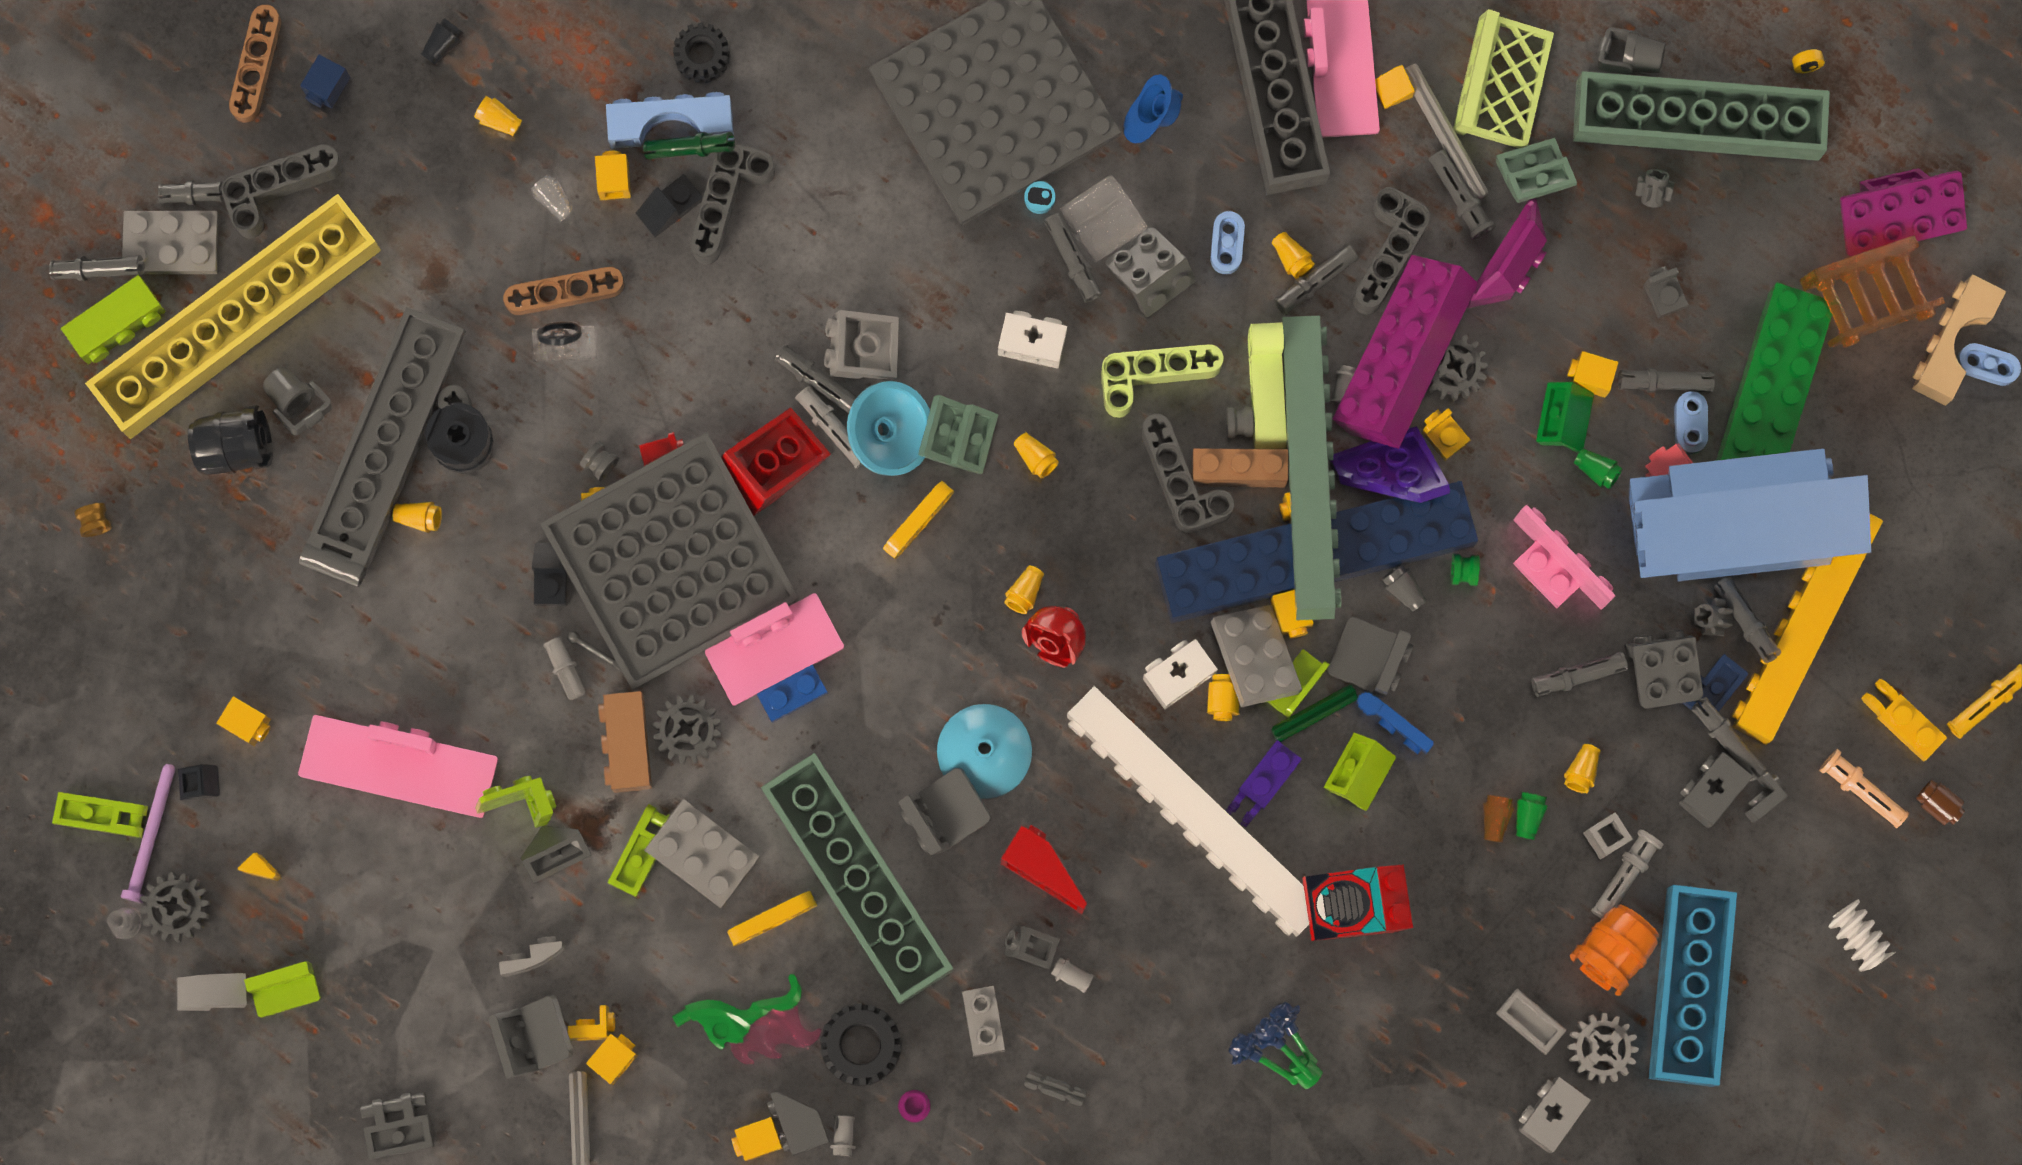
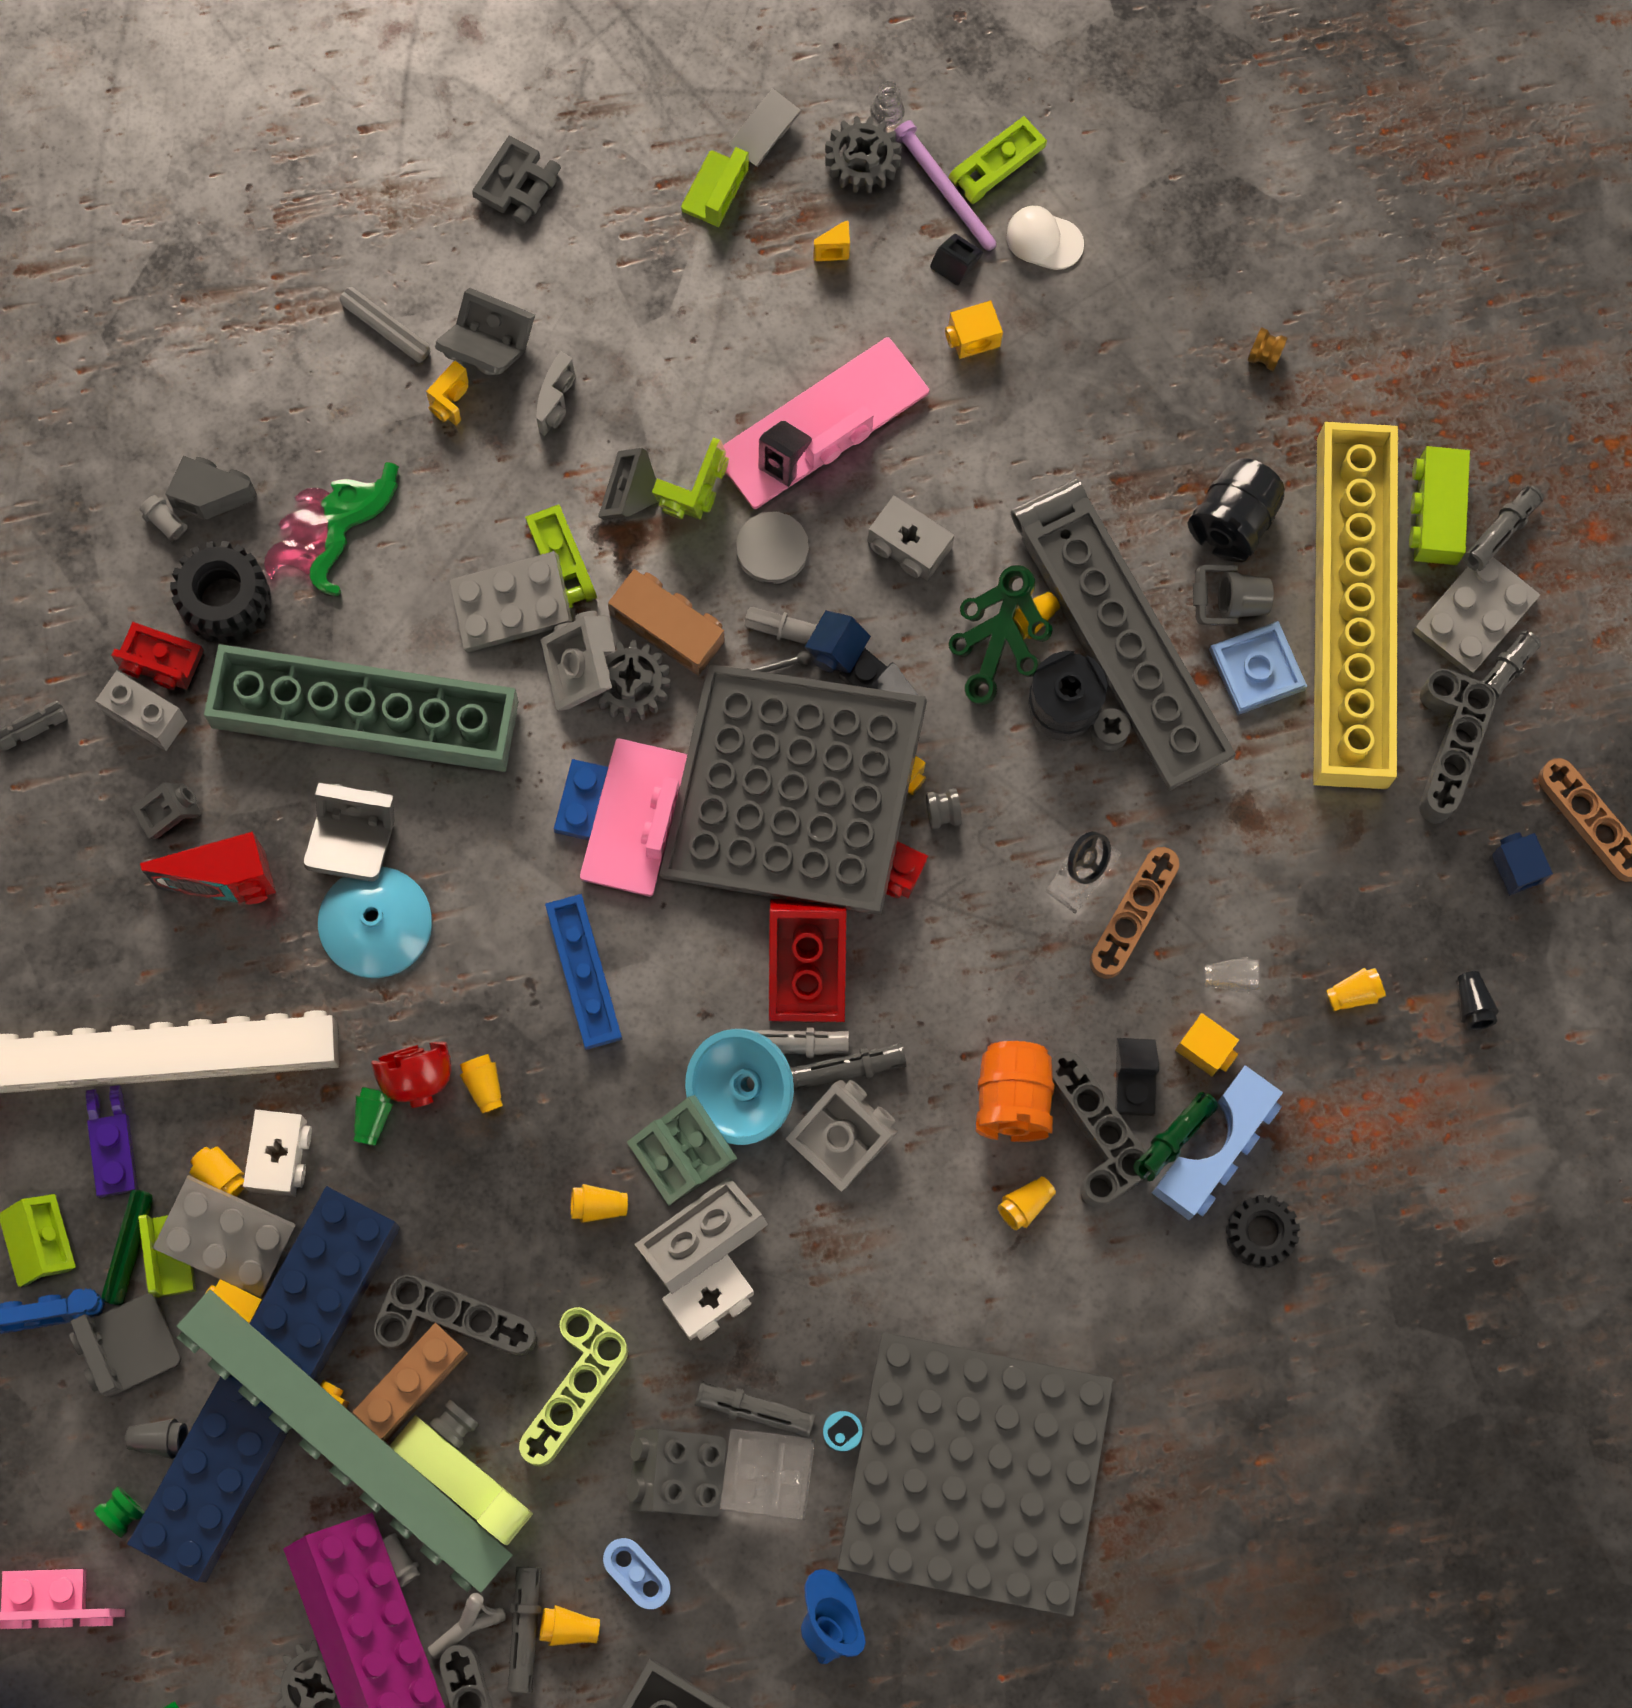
camera: 130 degrees right, 5 degrees down
(133, 736) = (1044, 239): none -> white cap
(329, 348) = (1258, 668): none -> light blue tile
(425, 619) = (900, 523): none -> light grey brick
(444, 760) = (780, 450): none -> black slope
(446, 522) = (1001, 629): none -> dark green plant
(515, 722) = (772, 547): none -> light grey tile
(547, 619) = (837, 642): none -> dark blue brick
(613, 1058) = (407, 387): yellow brick -> none
(704, 768) = (577, 659): none -> light grey plate
(745, 262) = (1015, 1092): none -> orange piece
(756, 1139) = (228, 443): yellow brick -> none
(772, 918) = (400, 614): yellow beam -> none
(807, 203) = (1025, 1203): none -> yellow cone
(901, 591) = (583, 971): none -> blue plate
(914, 1106) = (131, 597): magenta plate -> none
(918, 520) = (634, 1043): yellow beam -> none
(938, 1047) = (158, 656): none -> red bracket
(1000, 373) = (701, 1235): none -> light grey plate
(1071, 974) = (109, 822): light grey pin -> none
(1105, 639) = (370, 1115): none -> green cone
(1335, 311) = (468, 1623): none -> light grey piece
(1400, 473) = (256, 1527): dark purple plate -> none
(1444, 434) = (263, 1616): yellow bracket -> none

